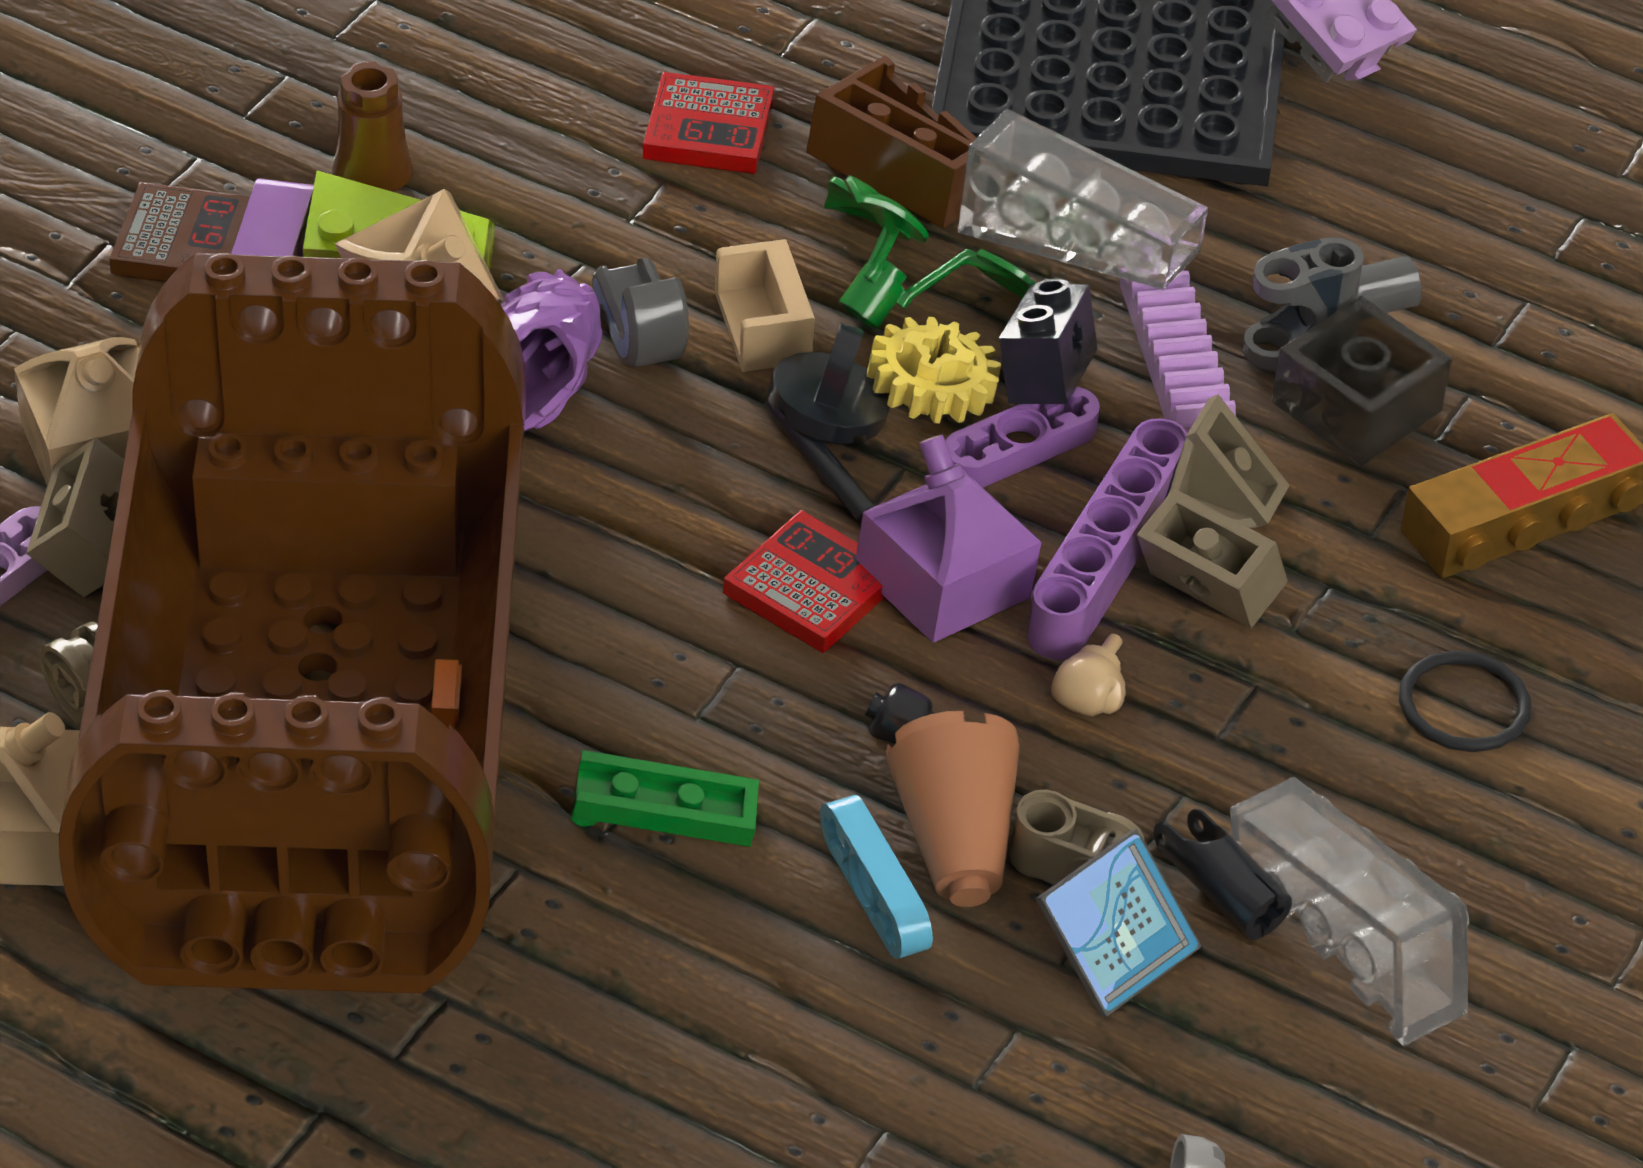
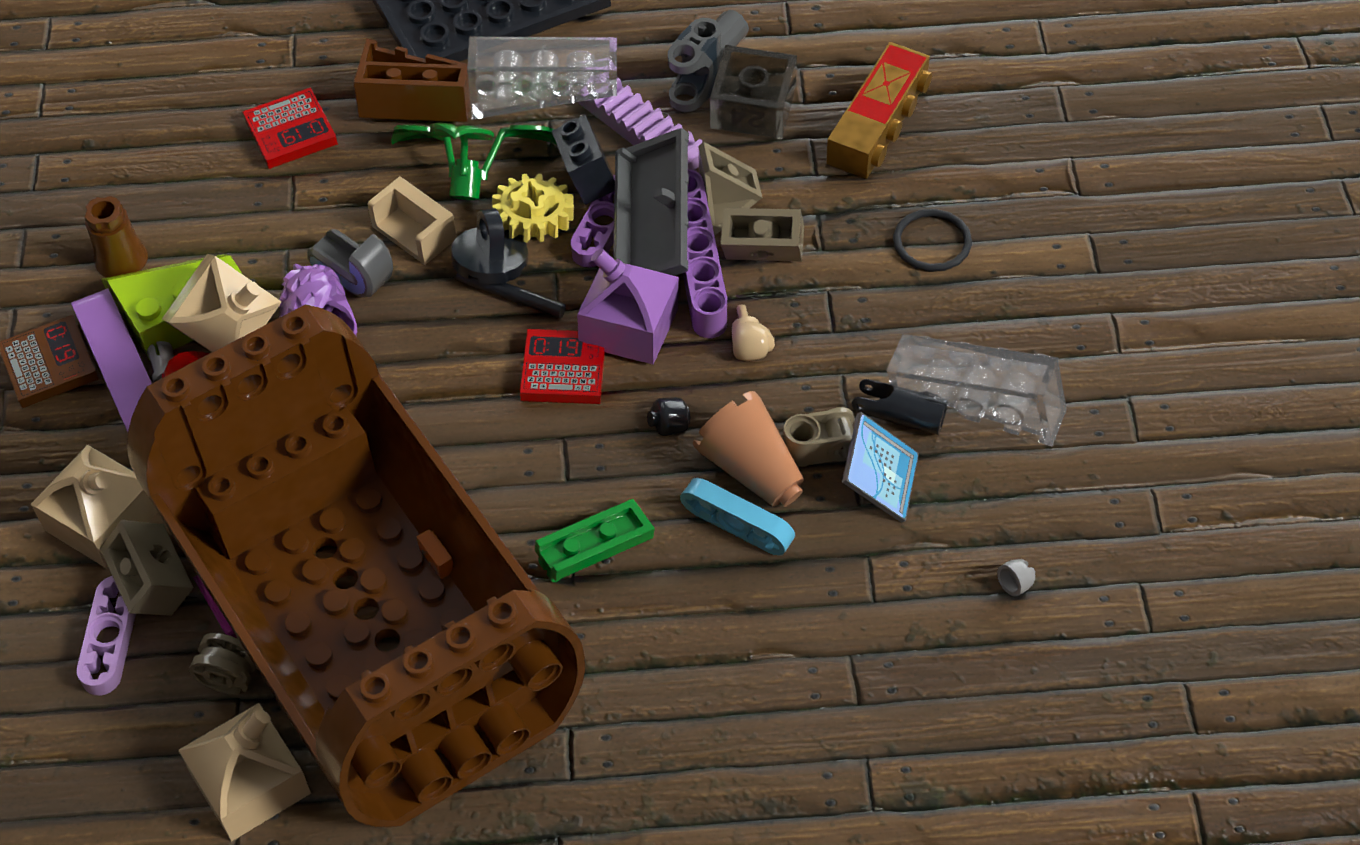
camera: 30 degrees left, 10 degrees up
(1086, 438) = (653, 203): none -> dark grey container

